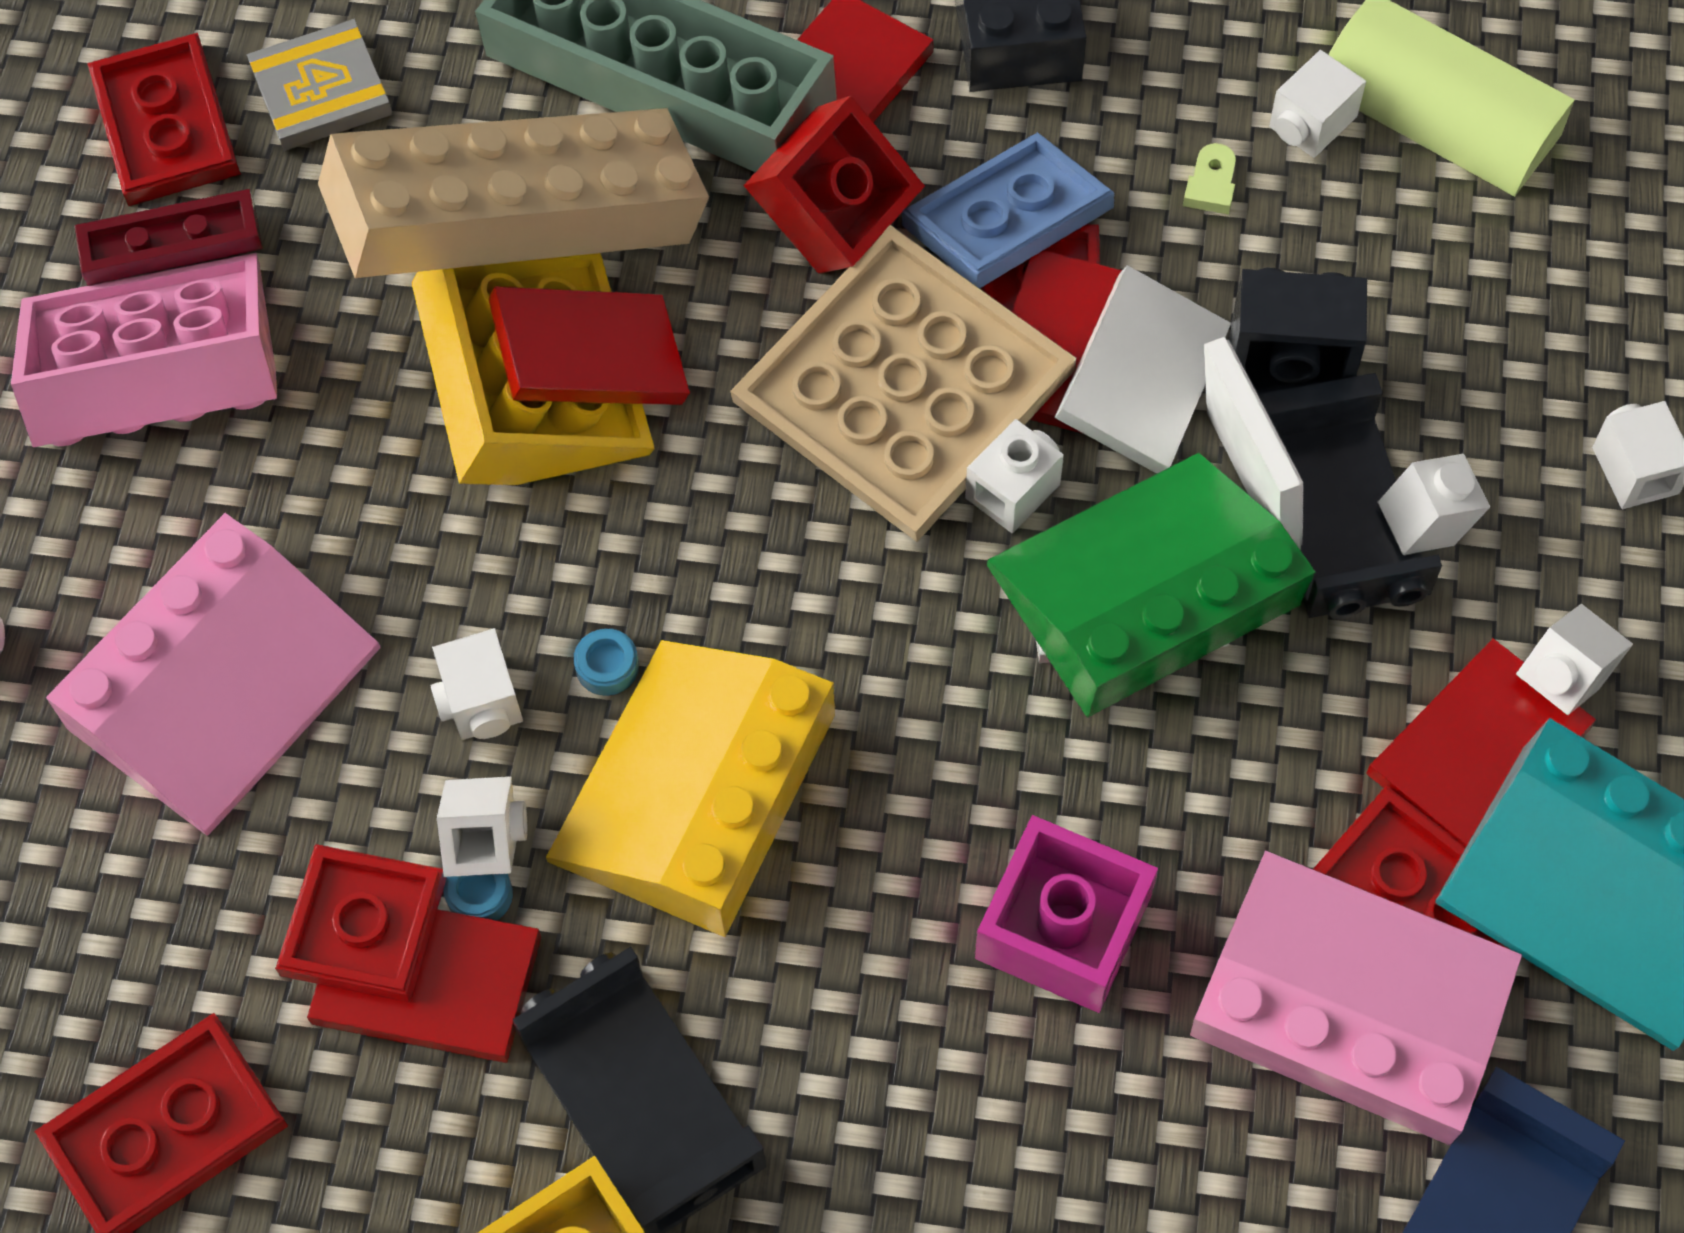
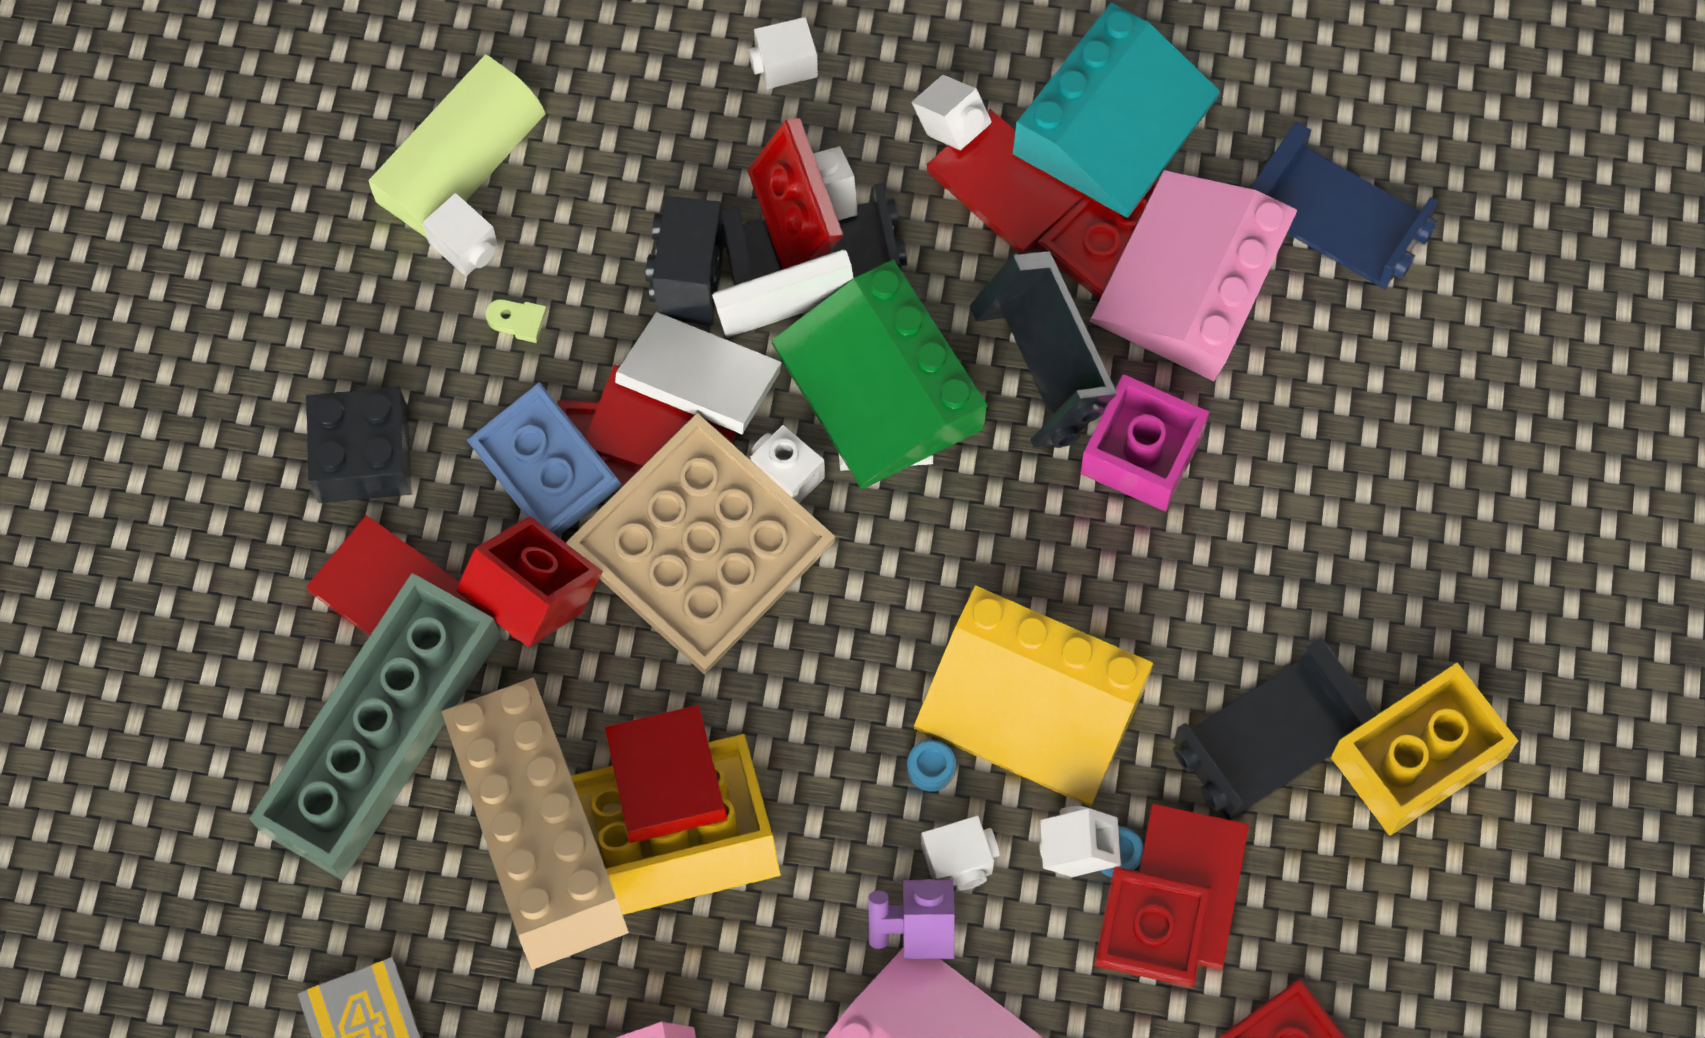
camera: 90 degrees left, 5 degrees up
(387, 637) = (923, 919): none -> medium lavender brick
(1294, 745) = (1052, 342): none -> black panel
(1401, 450) = (794, 197): none -> red tile

